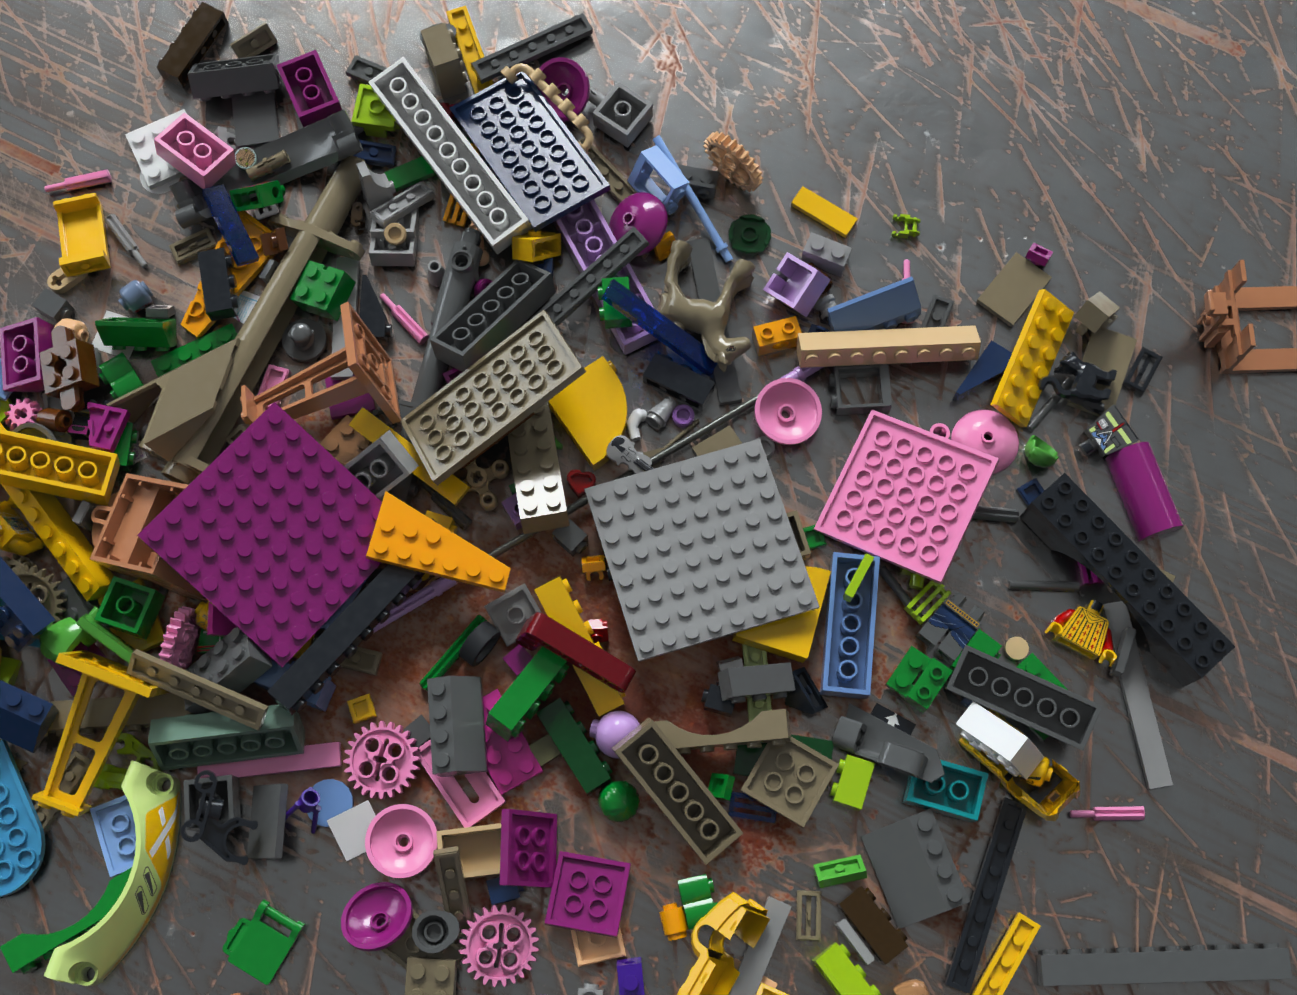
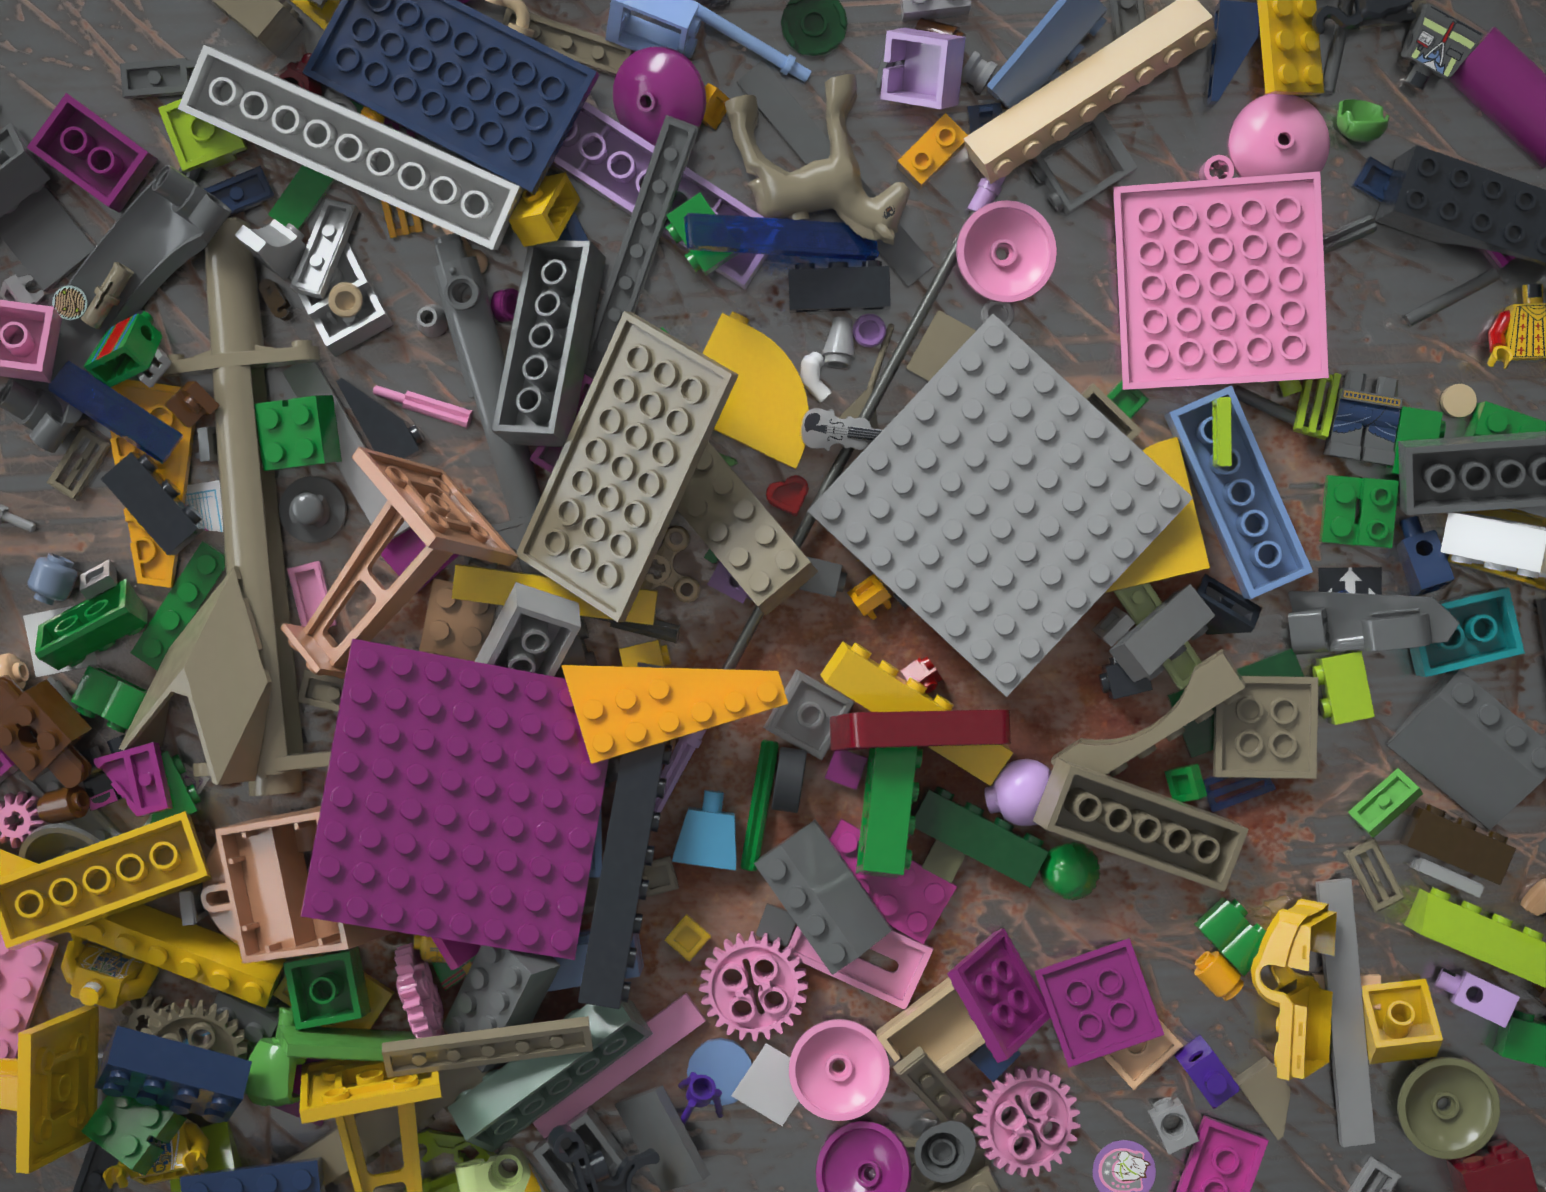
camera: 30 degrees left, 15 degrees up
(412, 651) = (708, 835): none -> dark azure torso
(944, 729) = (1426, 572): none -> dark blue torso

